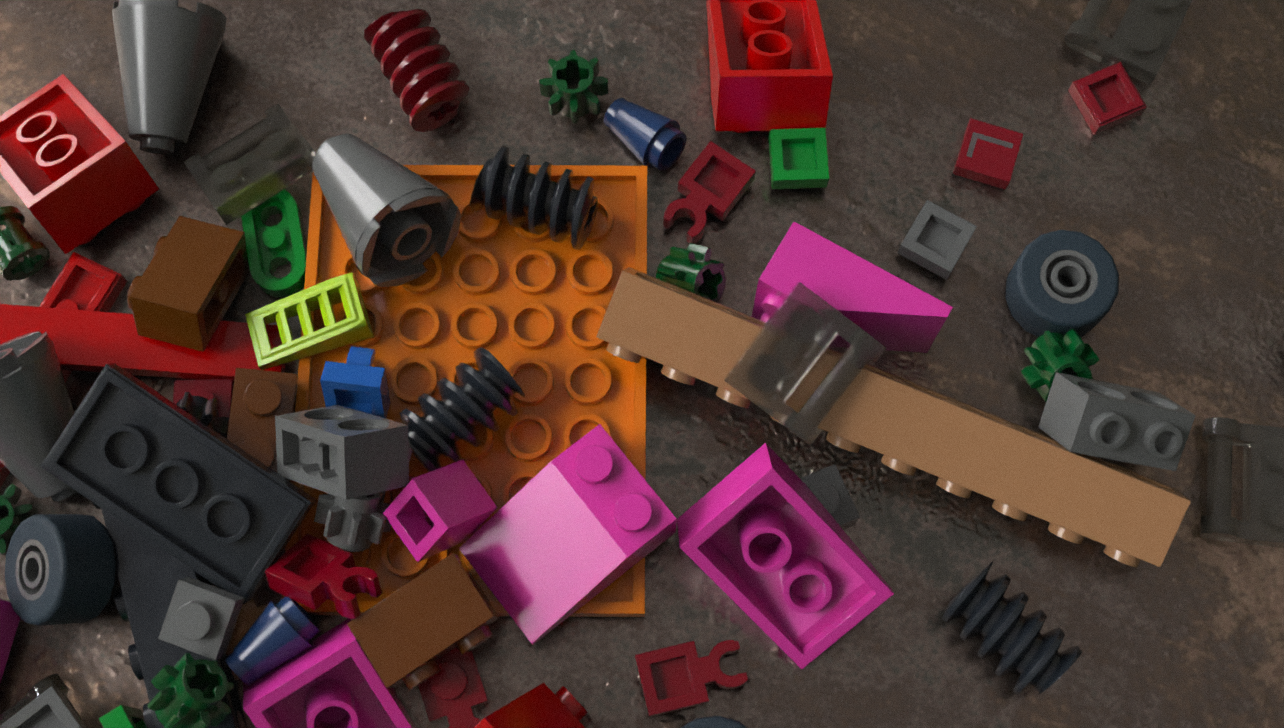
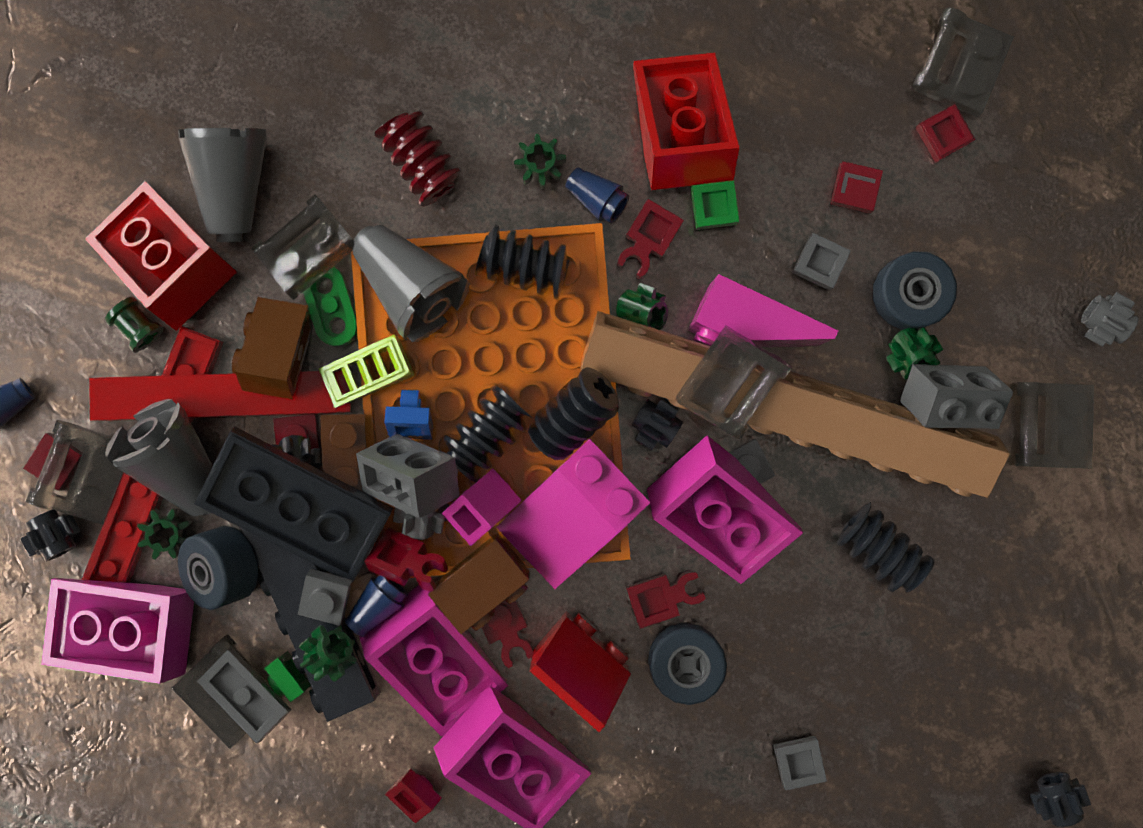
camera: 10 degrees left, 15 degrees up
(583, 392) = (574, 414): none -> black piece
(698, 428) = (657, 423): none -> black gear

